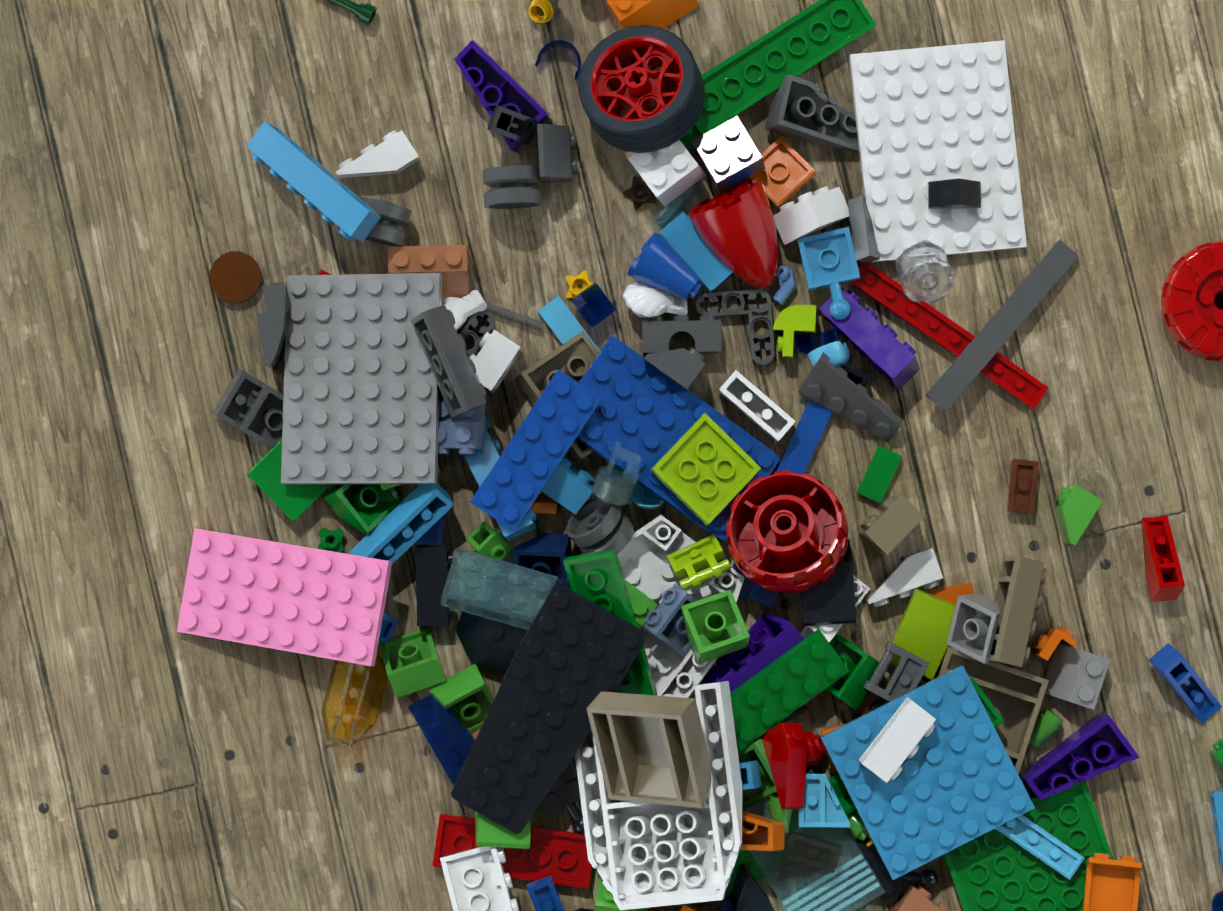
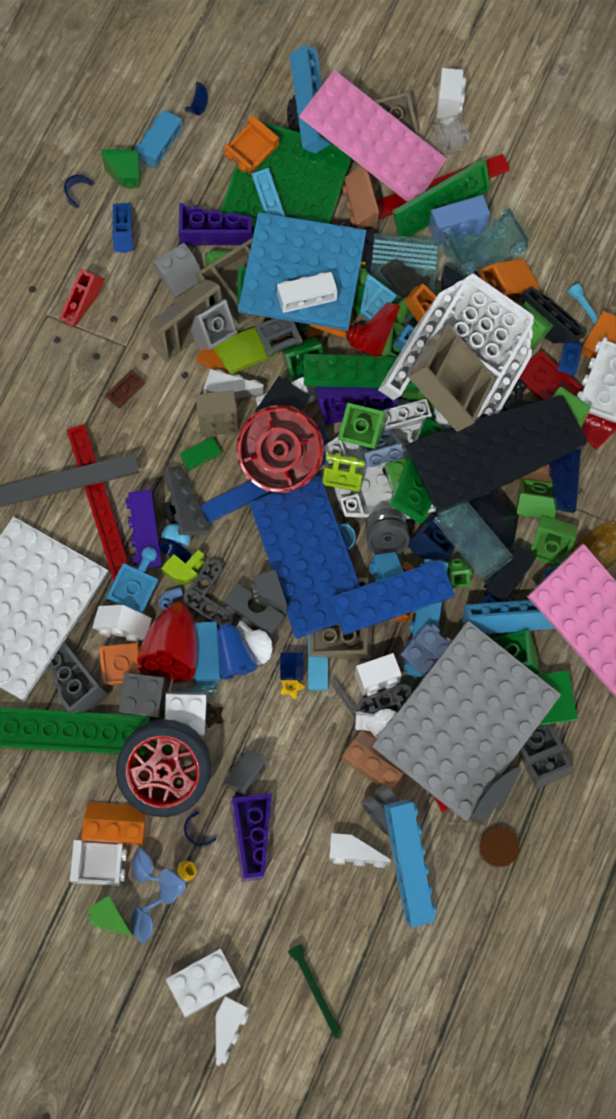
camera: 150 degrees left, 15 degrees down
(336, 535) = (547, 646): green plate -> none
(448, 360) = (407, 683): dark grey slope -> none
(511, 187) = (288, 770): dark grey wheel -> none
(512, 124) = (259, 805): black slope -> none
(614, 484) = (359, 547): clear light blue piece -> none
(705, 469) = (299, 519): lime plate -> none
(756, 406) = (241, 538): white brick -> none
(862, 231) = (99, 591): dark grey piece -> none
(925, 272) = (83, 539): clear brick -> none
(954, 194) = (30, 572): black slope -> none
(1047, 643) = (174, 292): orange bracket -> none
(1075, 512) = (108, 349): bright green slope -> none

